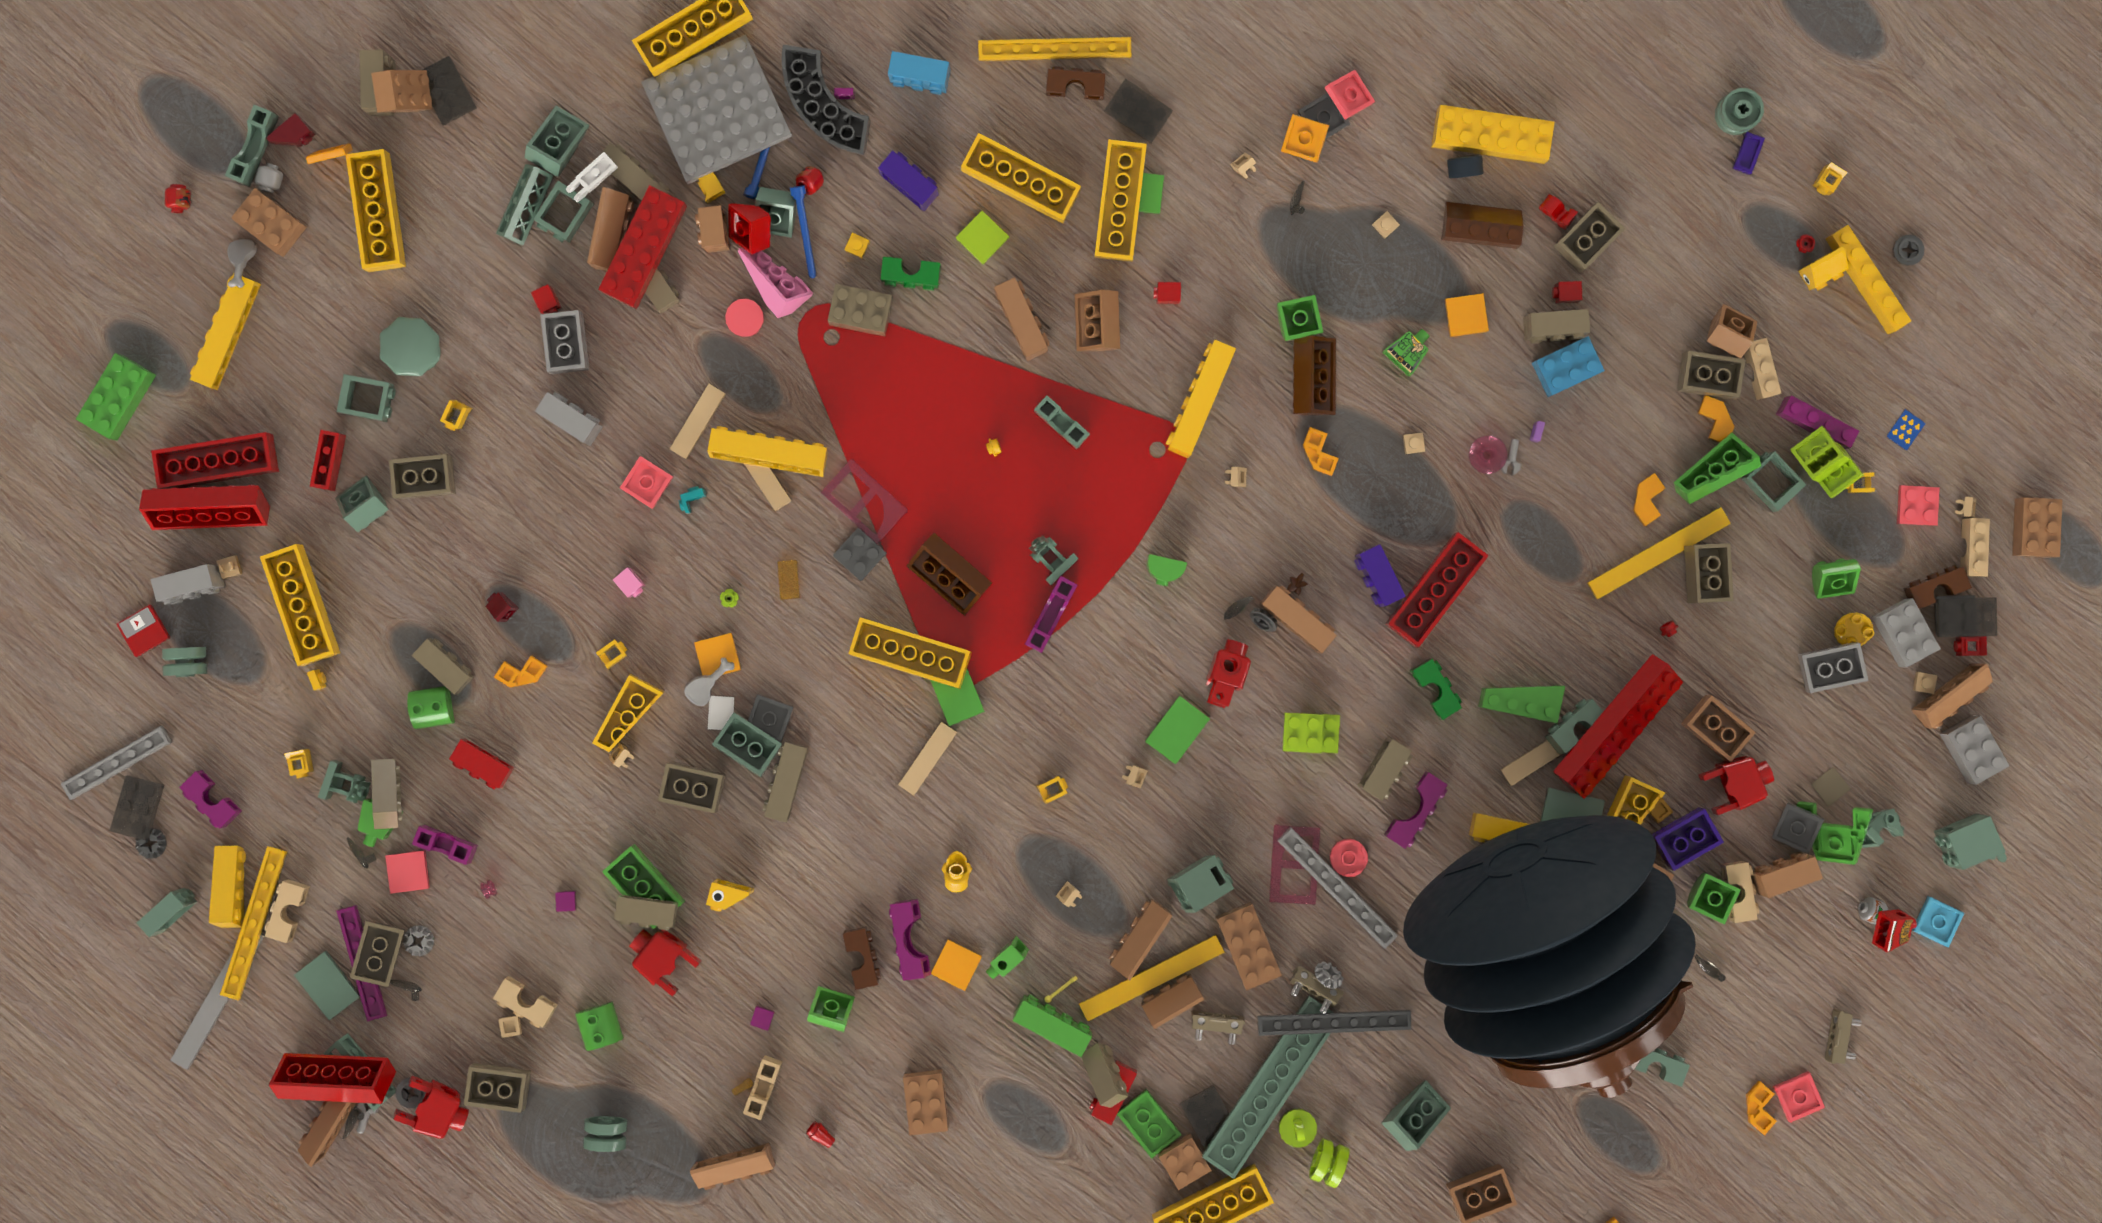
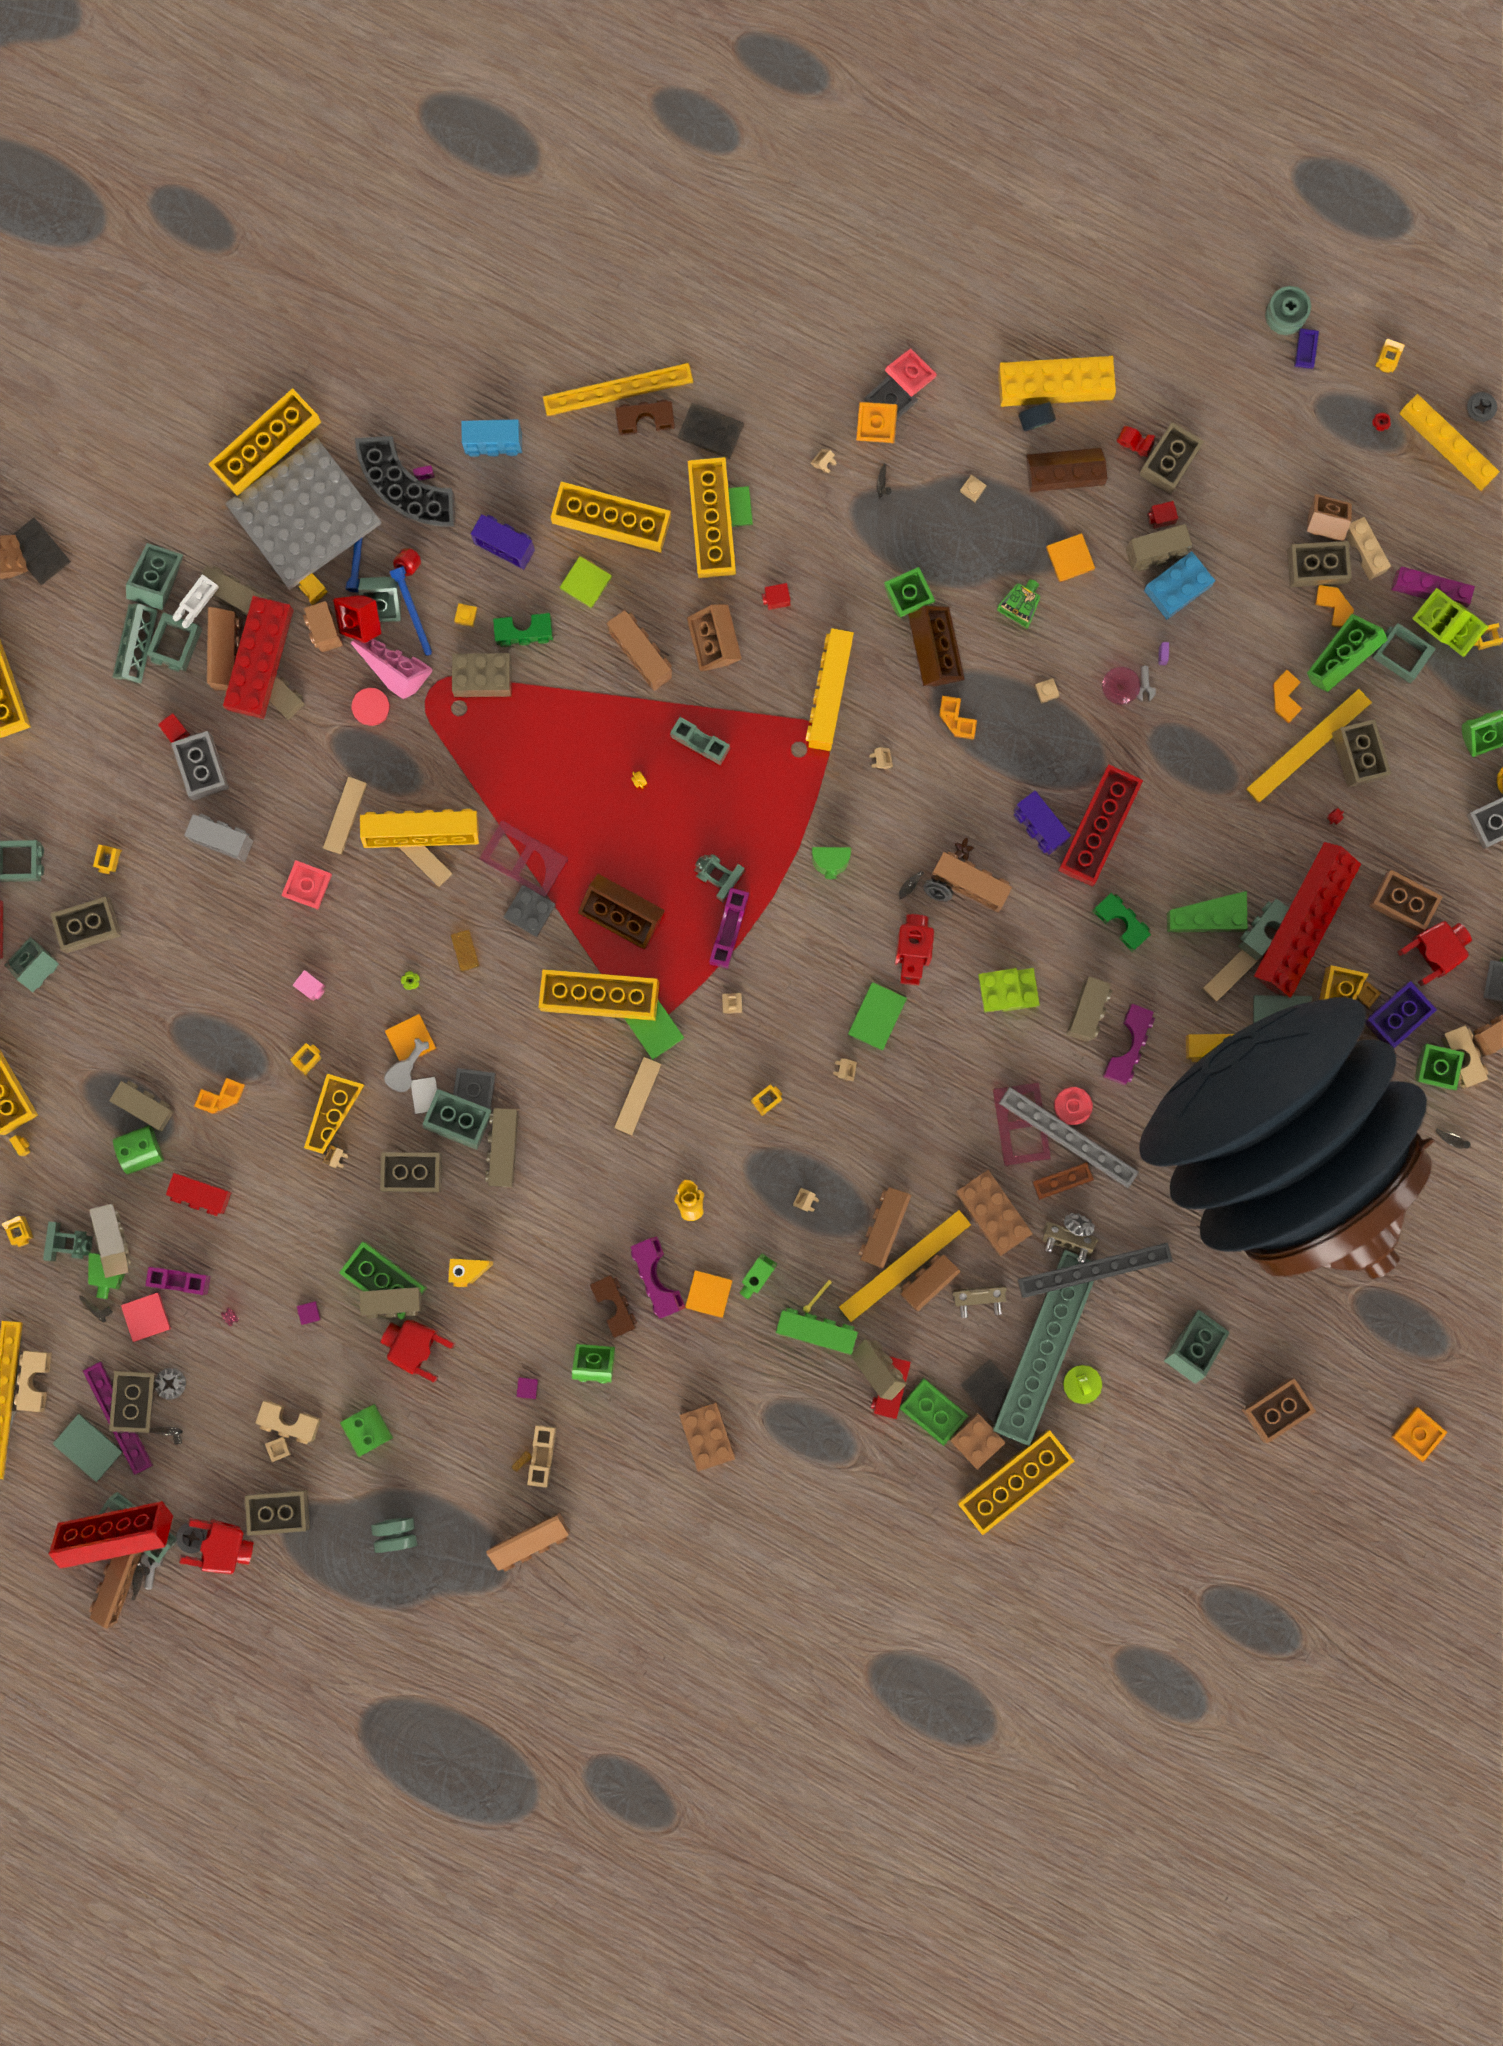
camera: 10 degrees left, 5 degrees down
(409, 346) = (49, 801): sand green piece -> none
(501, 607) = (188, 1035): dark red slope -> none
(693, 494) = (354, 887): teal bracket -> none
(819, 1134) = (609, 1492): red cone -> none
(1038, 687) = (732, 1003): none -> tan tile
(1200, 883) = (932, 1159): sand green container -> none
(1322, 928) = (1062, 1180): none -> dark orange tile
(1329, 1163) = (1120, 1411): lime wheel -> none
(1673, 1068) = (1440, 1245): sand green arch -> none
(1825, 268) = (1405, 440): yellow slope -> none

